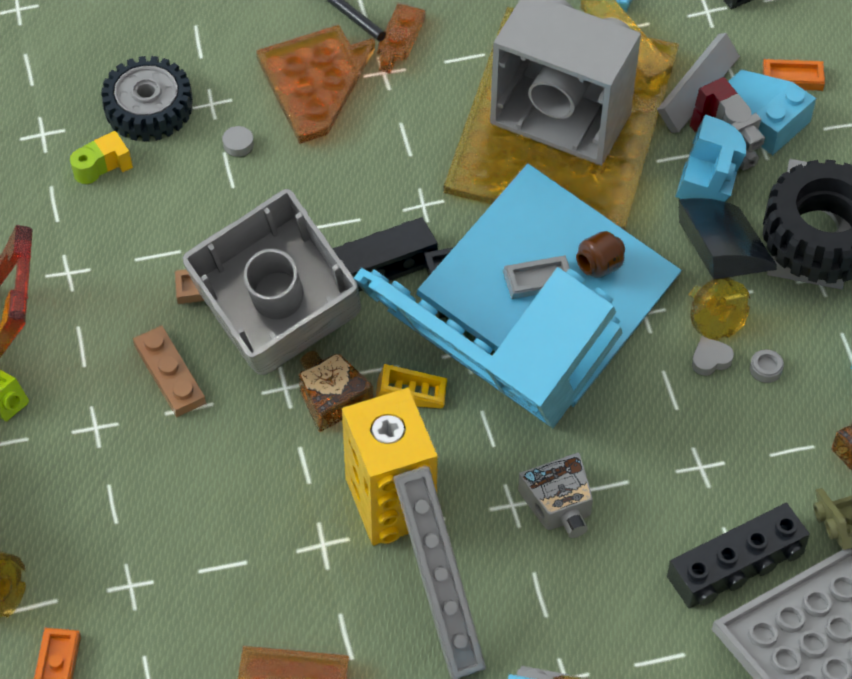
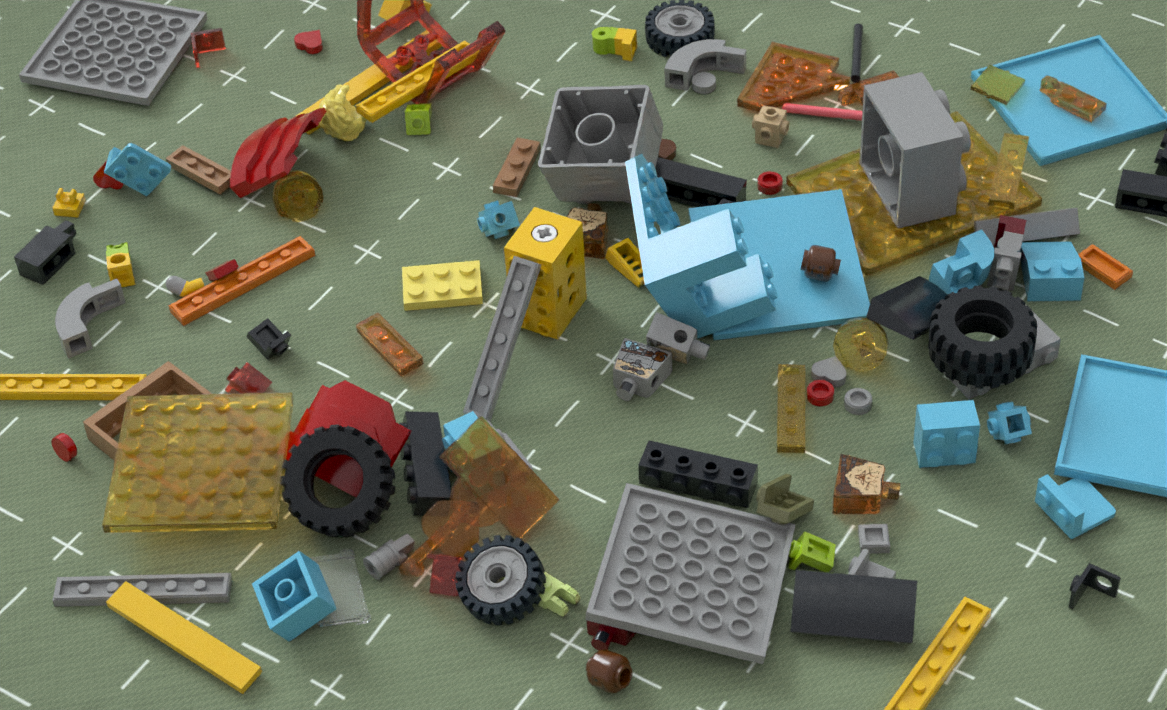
camera: 50 degrees right, 10 degrees down
(209, 112) = (702, 57): none -> light grey arch
(235, 443) = (505, 215): none -> medium azure brick
(258, 561) = (442, 285): none -> light yellow plate
(365, 143) = (774, 123): none -> tan brick
(427, 203) = (769, 183): none -> red tile
(455, 56) = (823, 111): none -> coral piece
(529, 277) = (777, 254): light grey tile -> none
(563, 438) = (676, 338): none -> light grey torso
(723, 420) = (791, 408): none -> clear yellow tile
(727, 384) = (820, 393): none -> red tile

